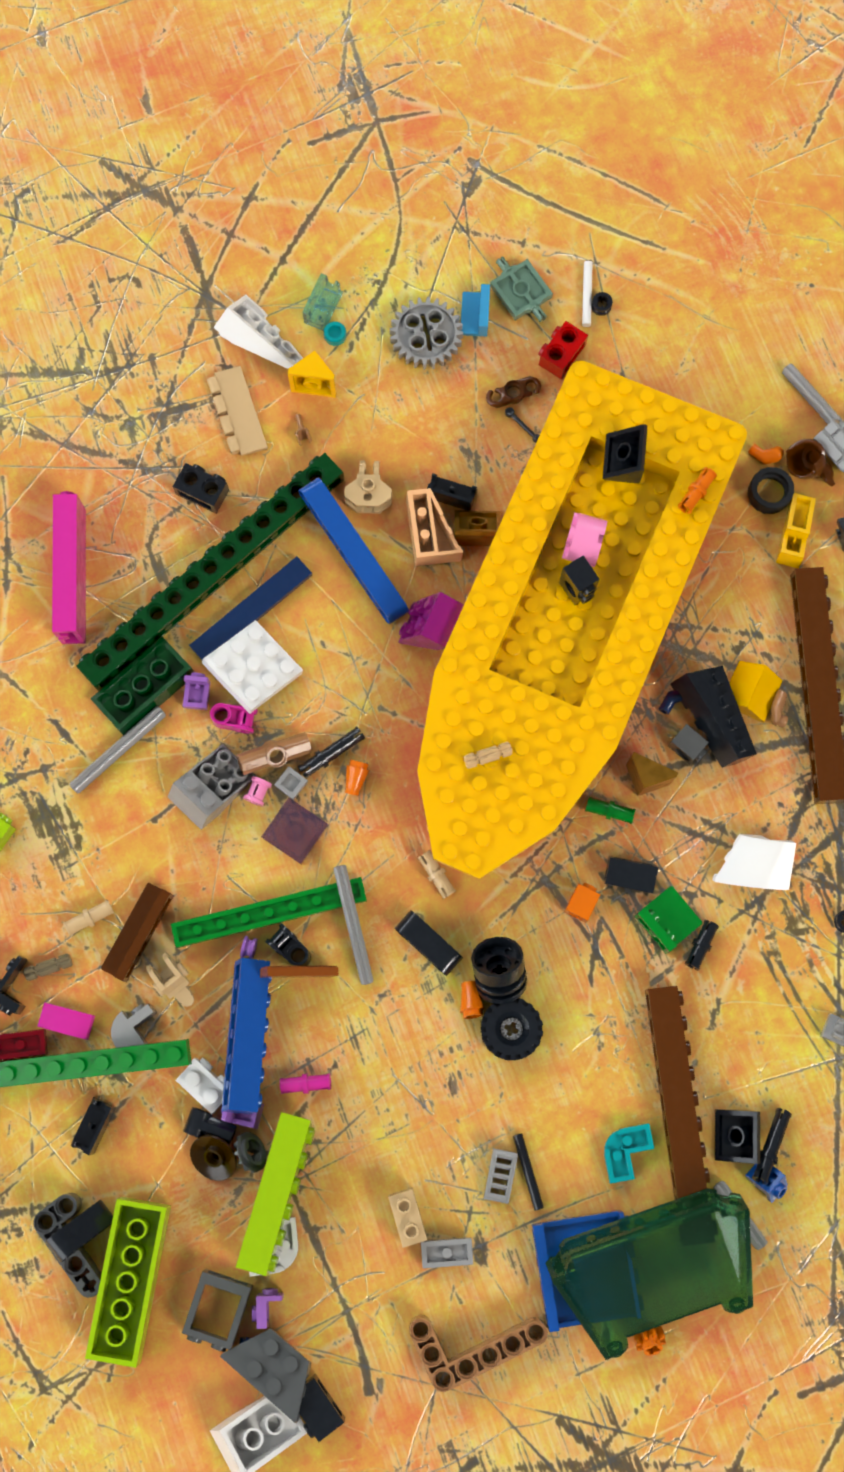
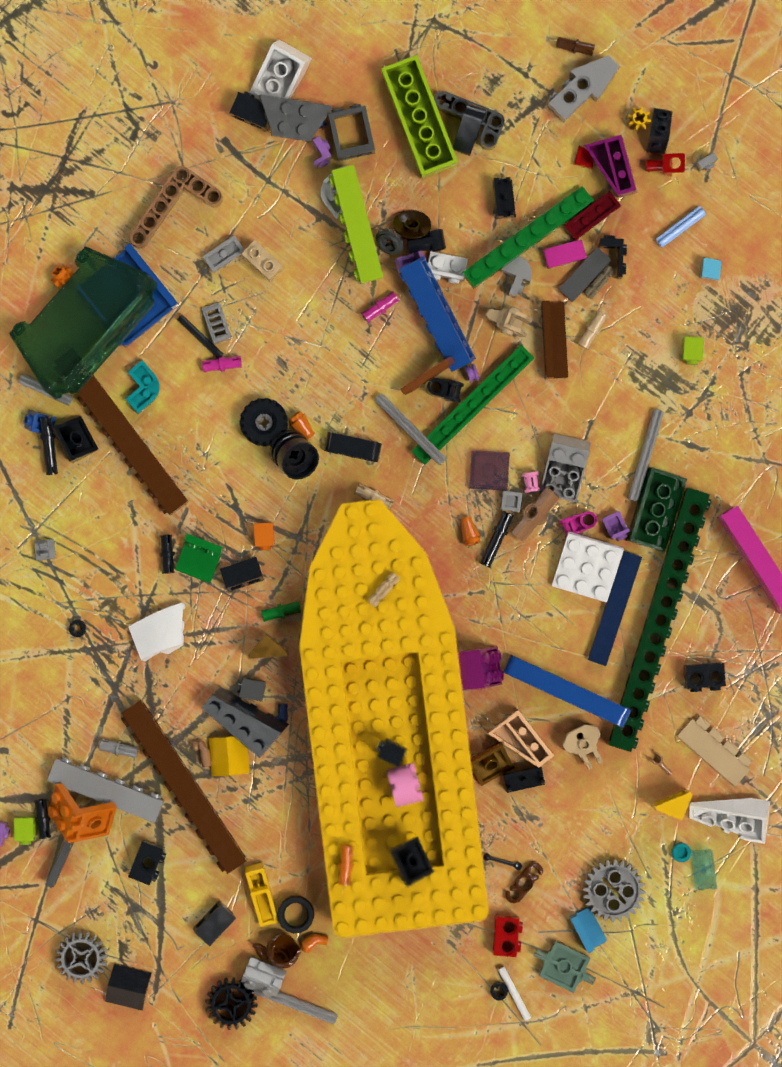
camera: 150 degrees right, 10 degrees up
(58, 985) = (584, 274): none -> dark grey tile
(521, 1124) = (221, 364): none -> dark pink pin

